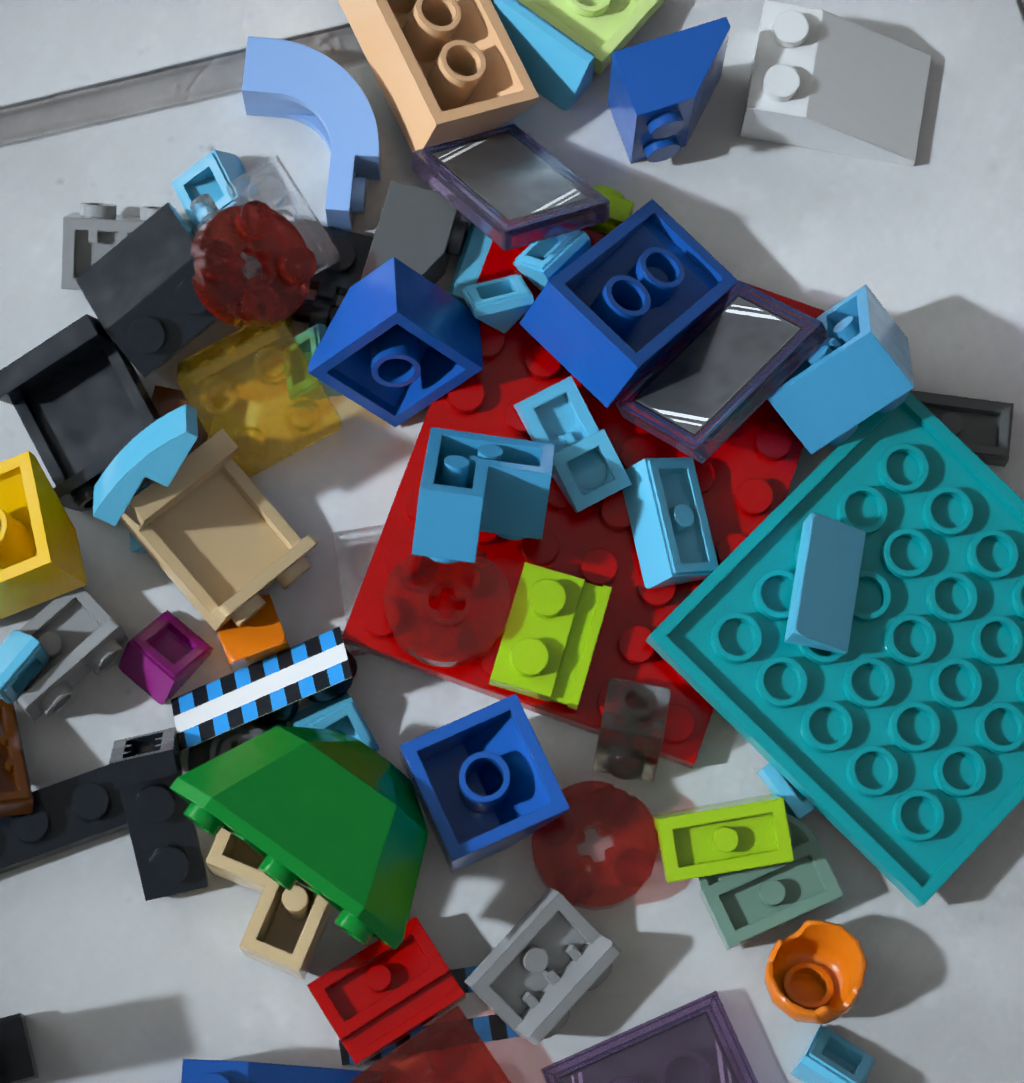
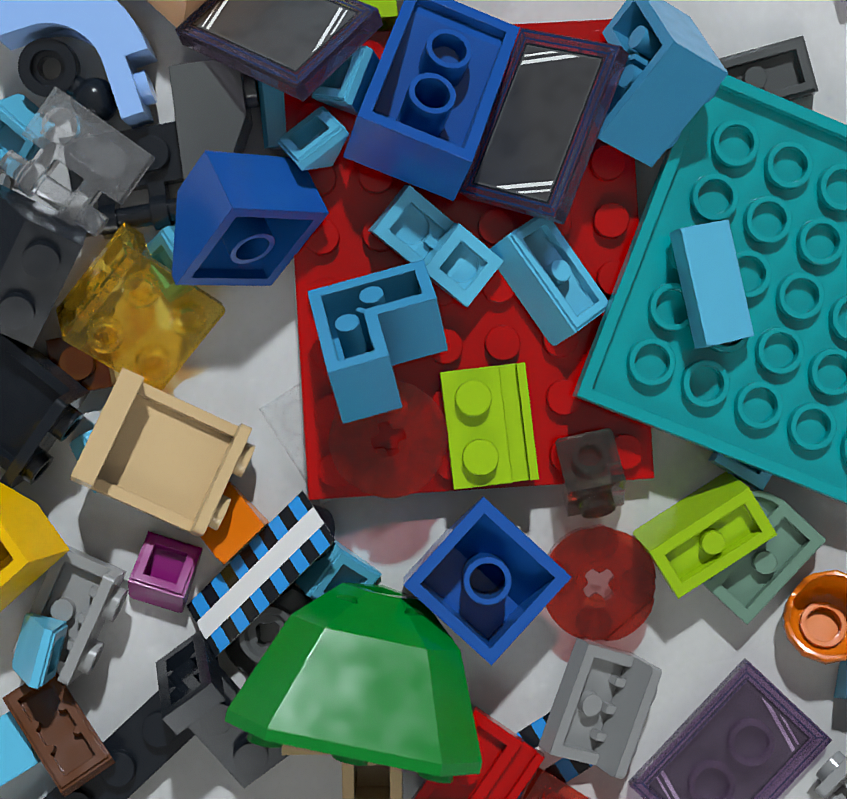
camera: 20 degrees left, 15 degrees up
(151, 454) = (70, 428): medium azure slope -> none
(273, 123) = (91, 93): none -> black plate
(283, 259) = (50, 226): clear red plate -> none

